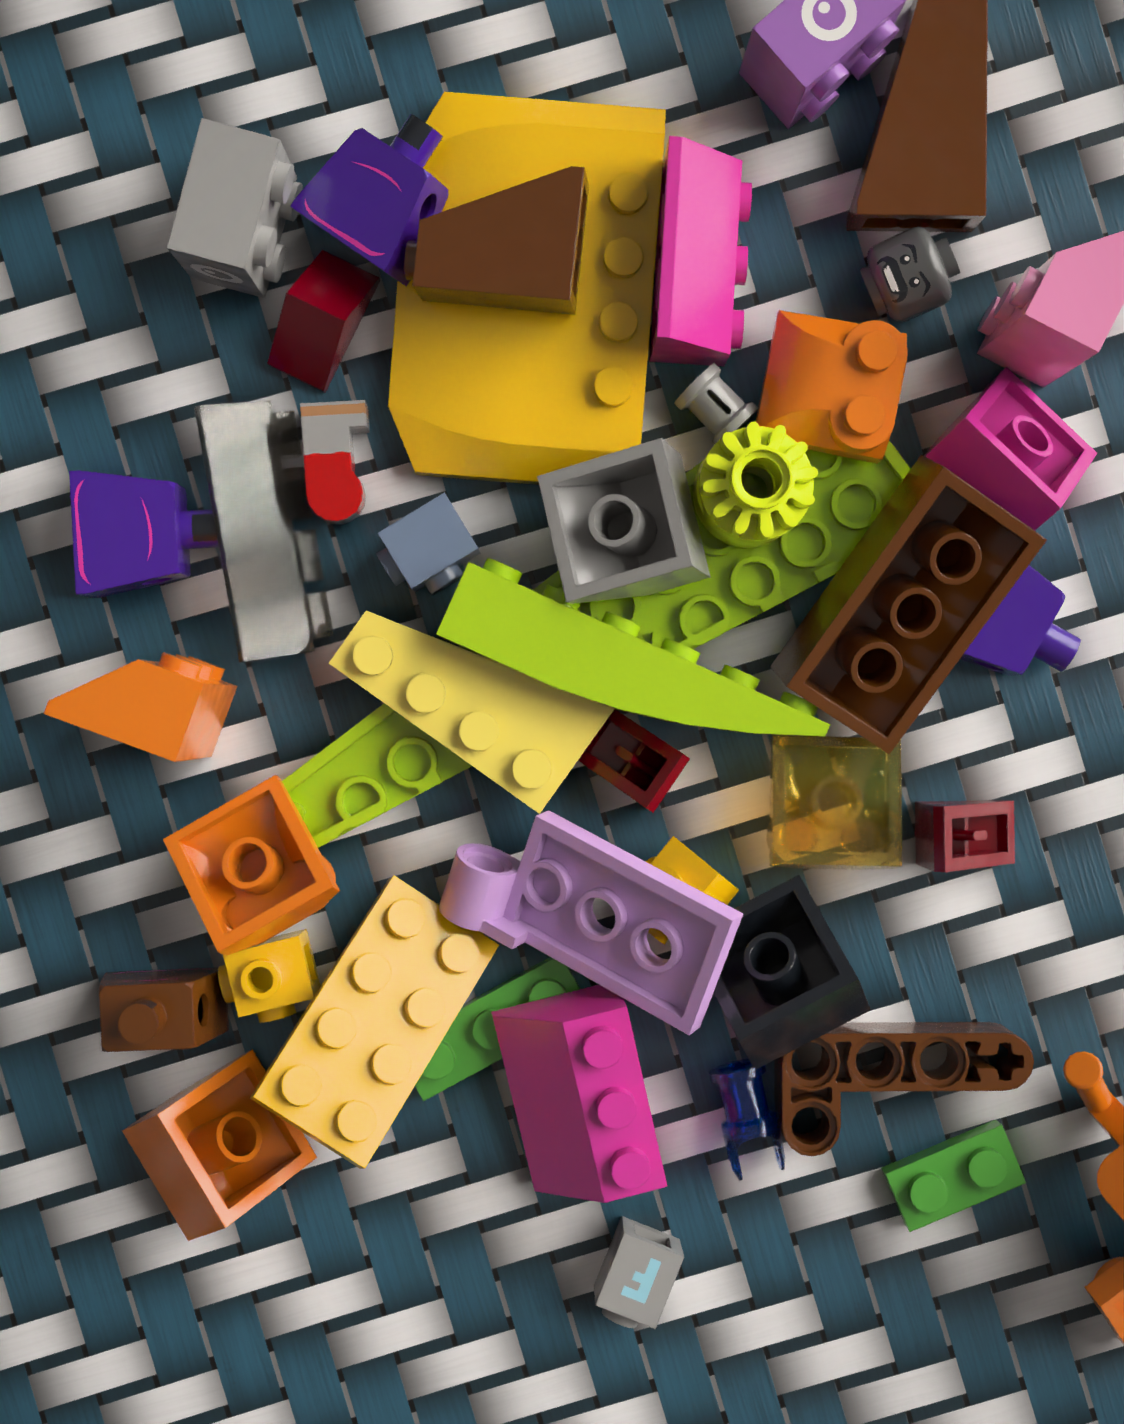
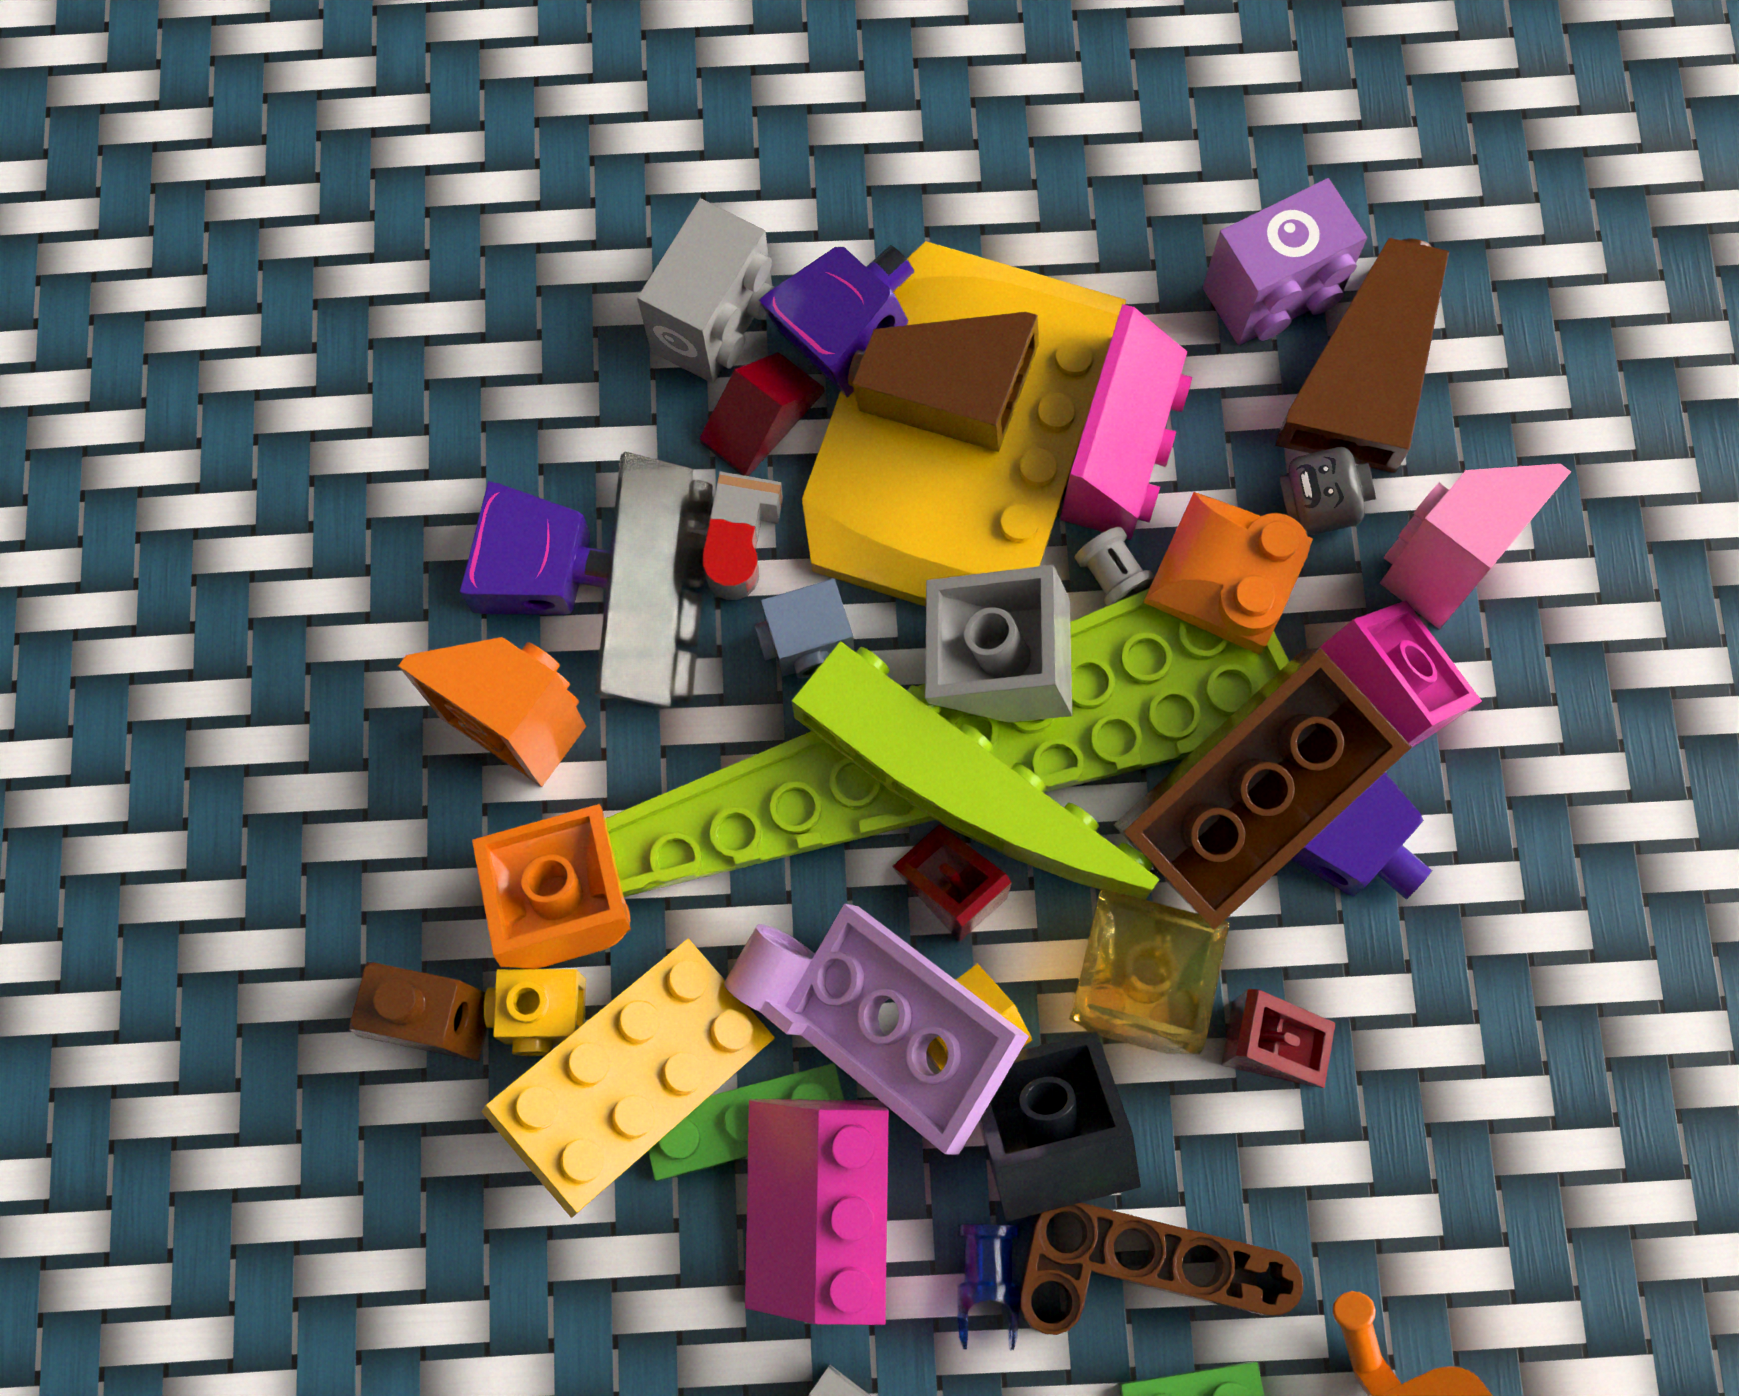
camera: 15 degrees right, 15 degrees down
(217, 1148) = (432, 1173): orange slope -> none
(477, 708) = (816, 793): light yellow wing -> none
(733, 513) = (1132, 638): neon yellow gear -> none

